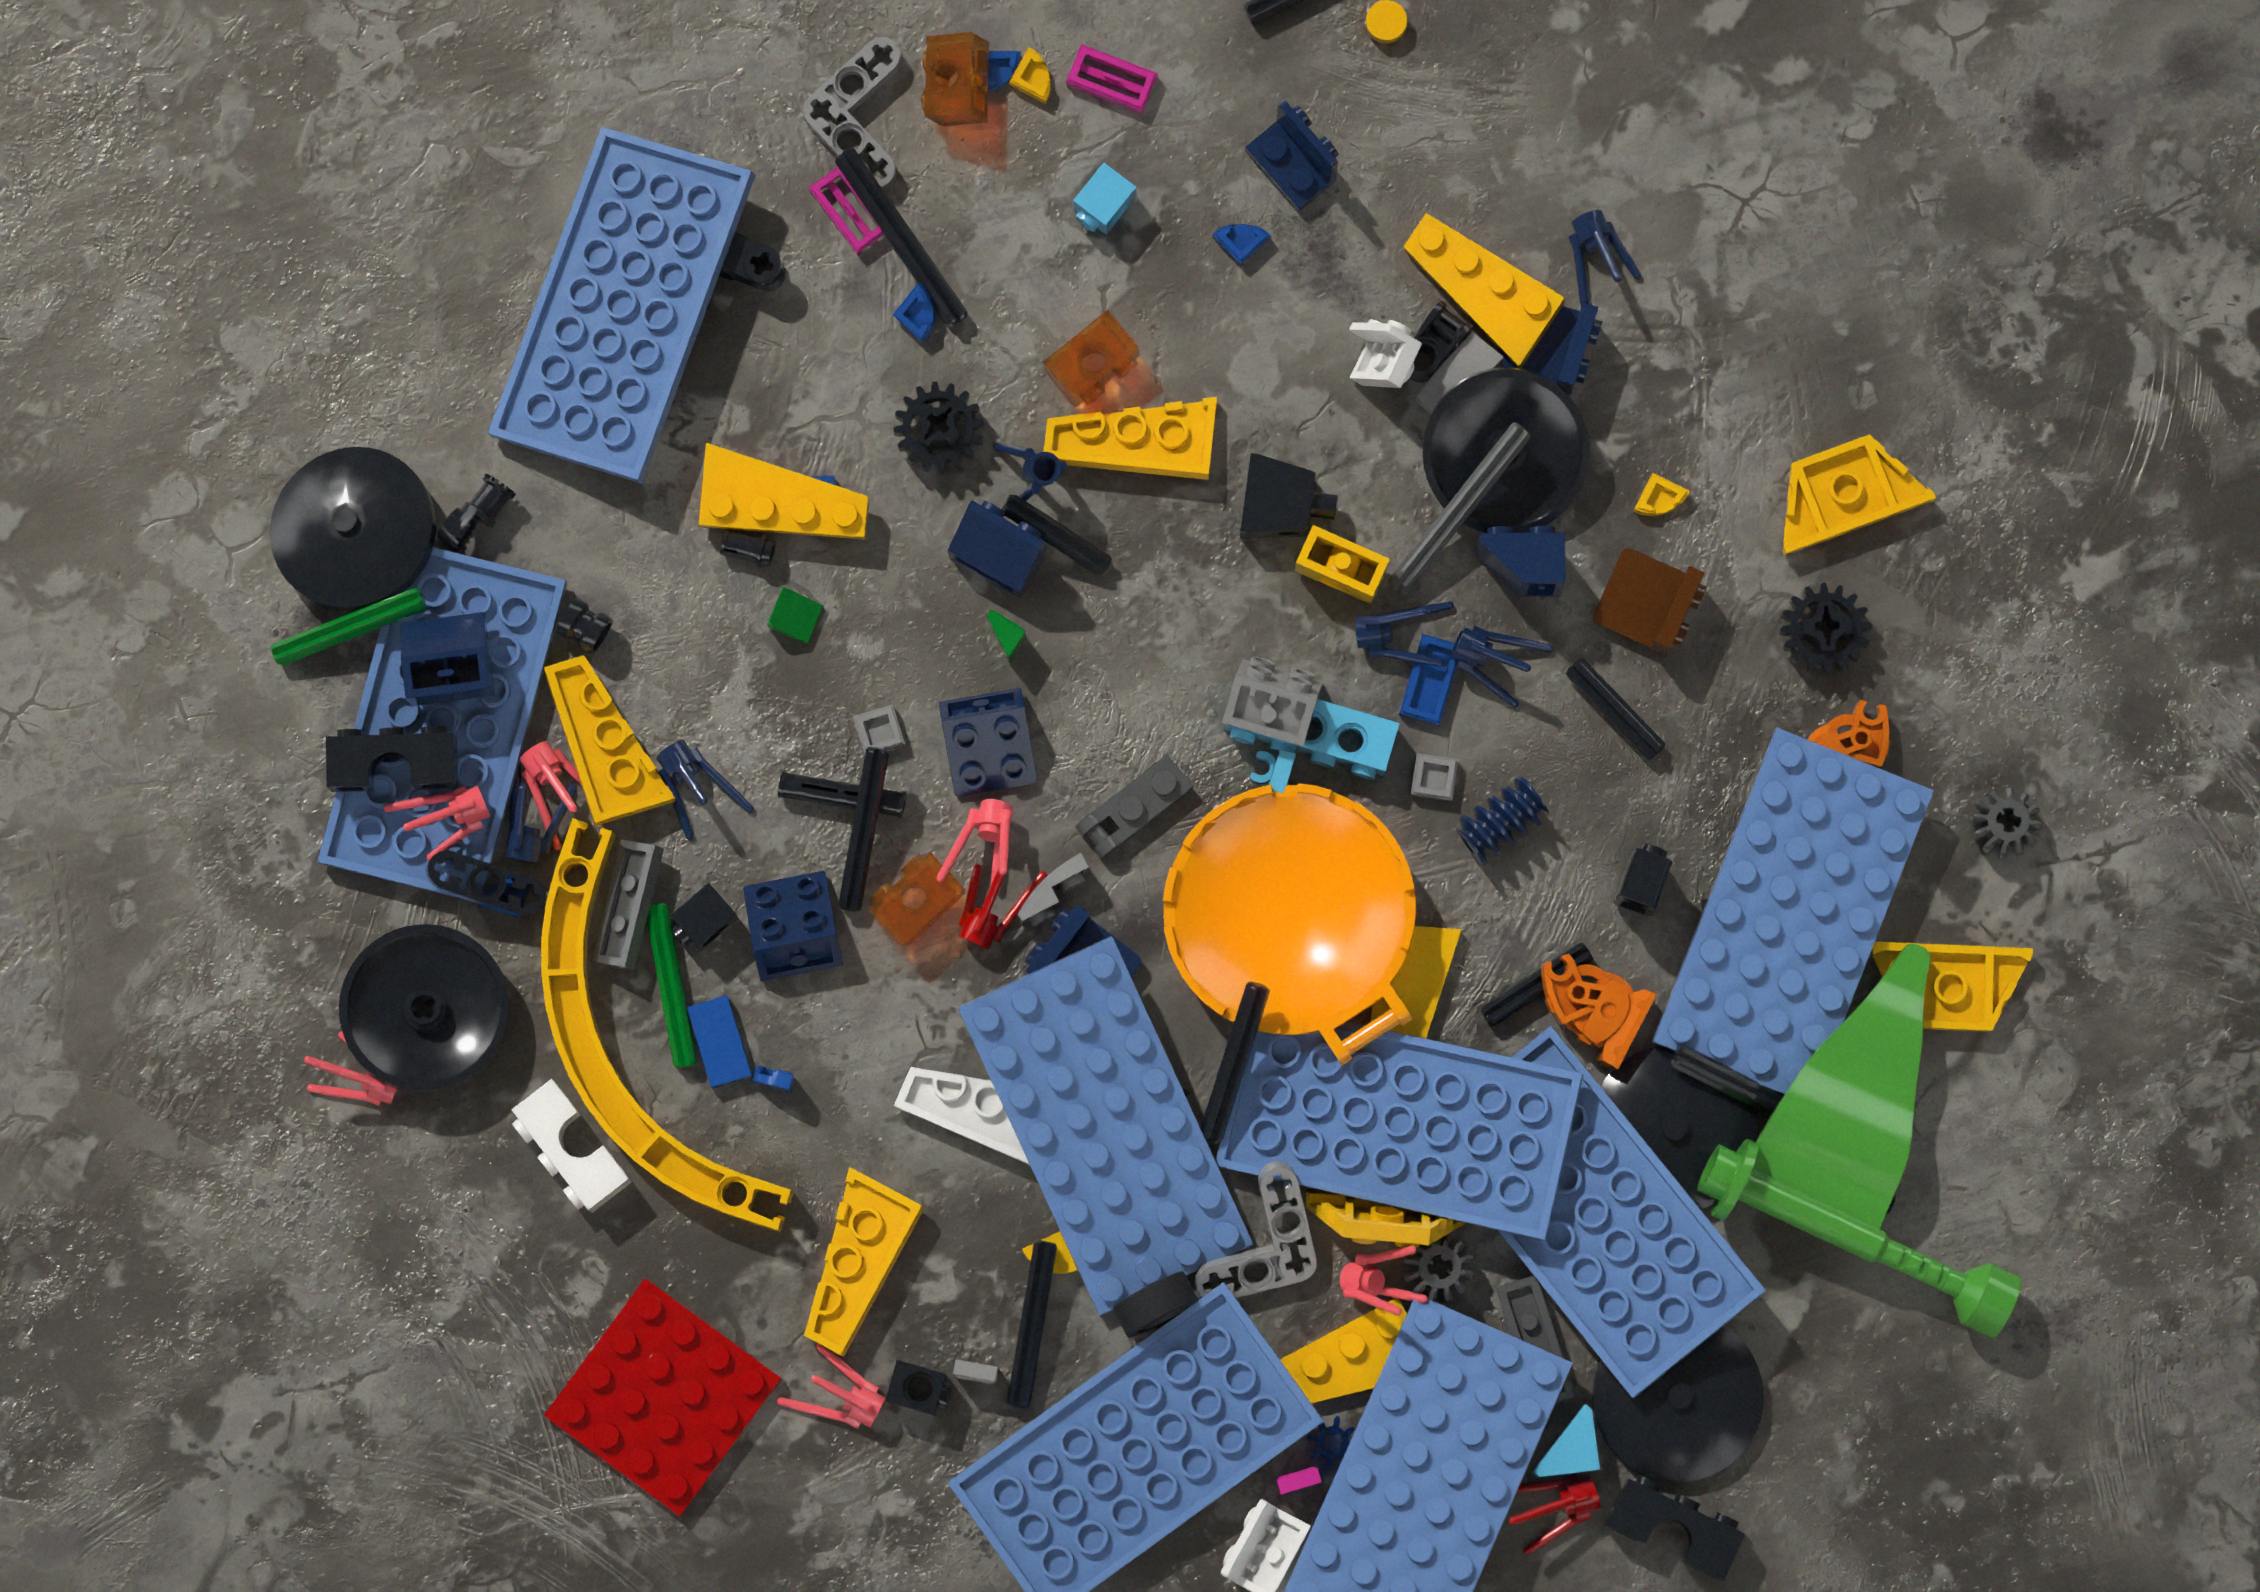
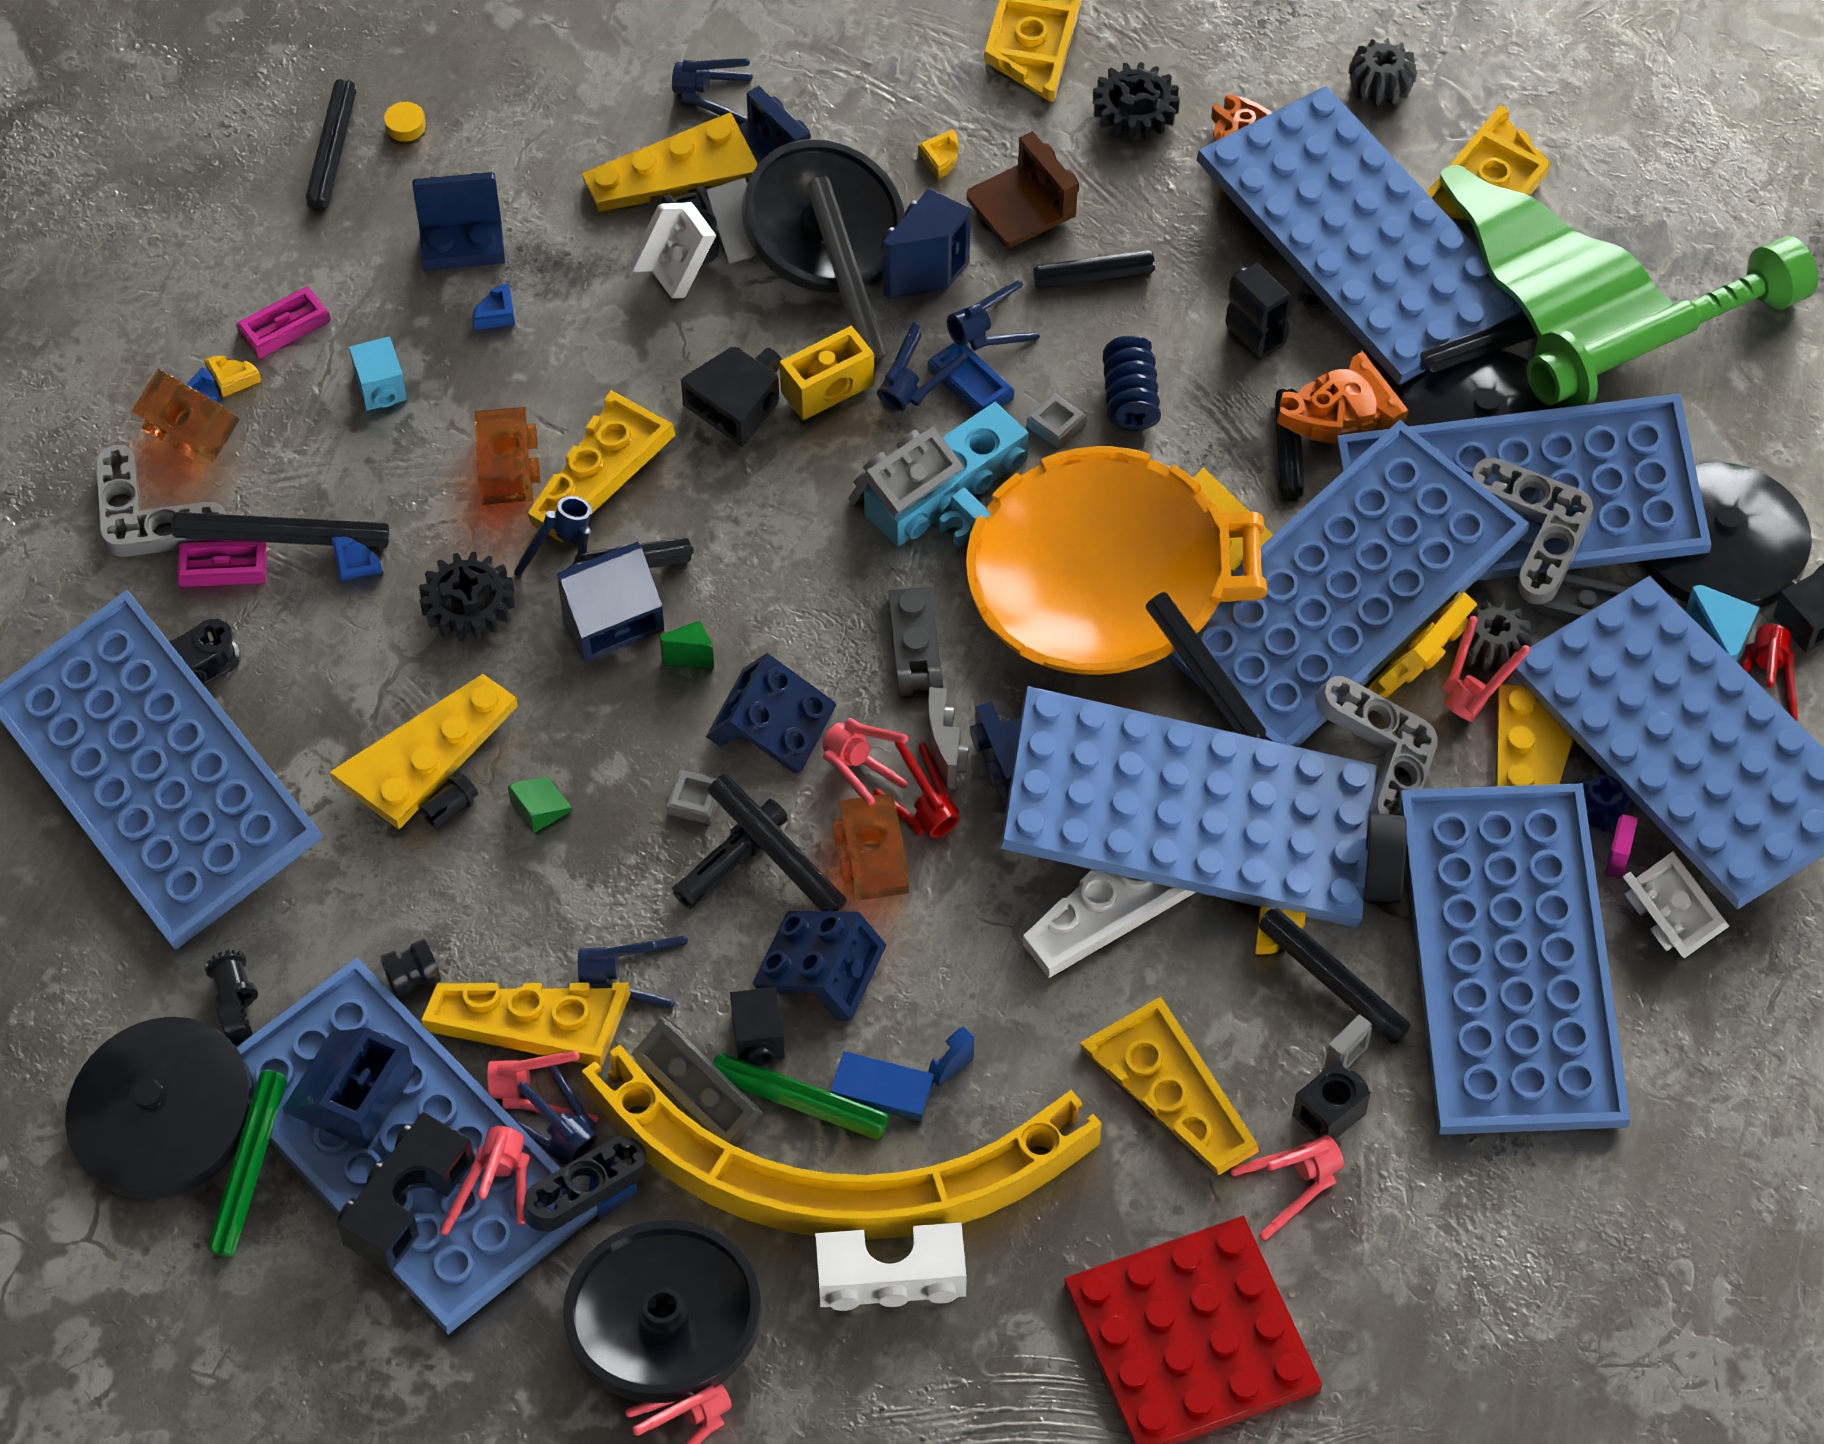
camera: 60 degrees left, 25 degrees down
(1566, 1259) = (1555, 522): none -> light grey beam

